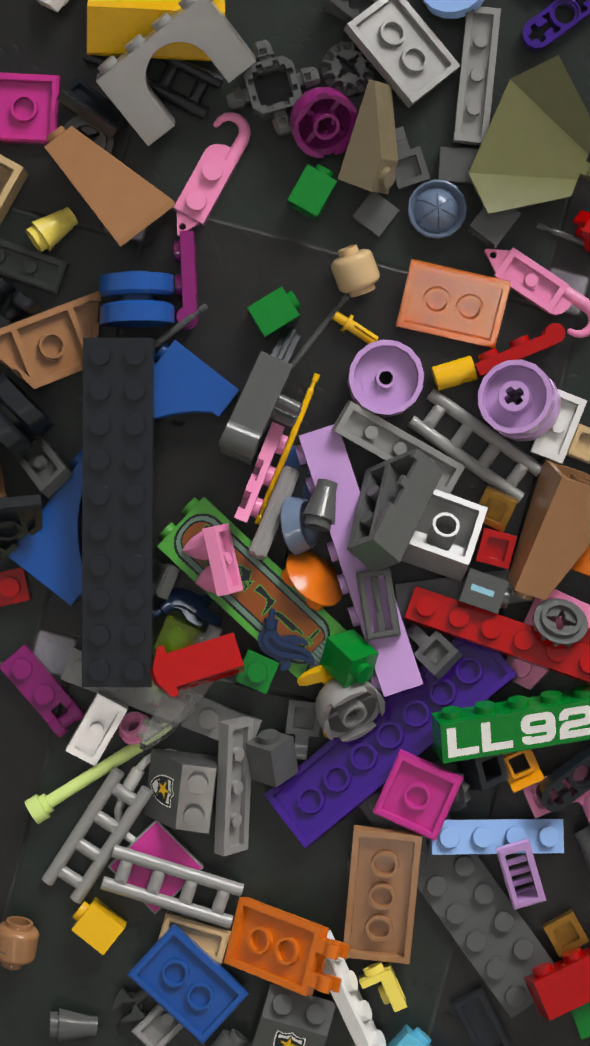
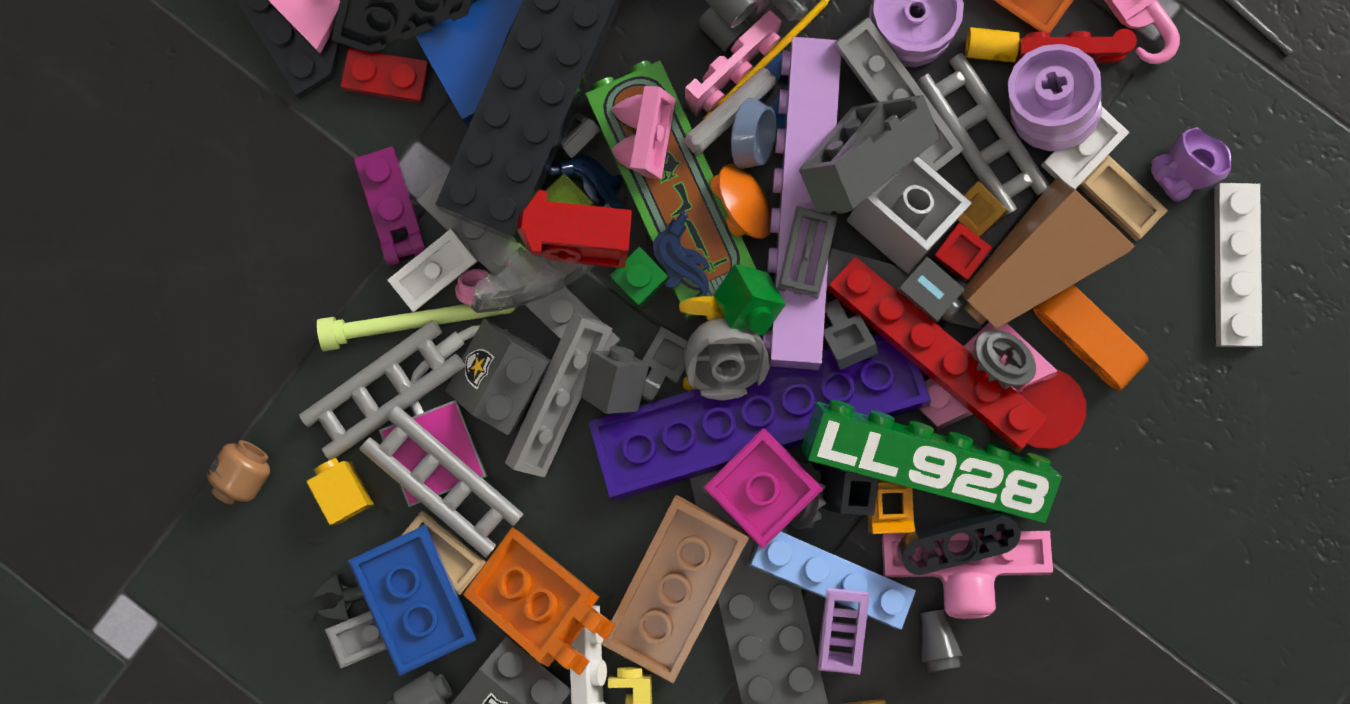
camera: 25 degrees right, 5 degrees down
(70, 1025) = (260, 594): dark grey cone -> none
(321, 508) = (785, 122): dark grey cone -> none

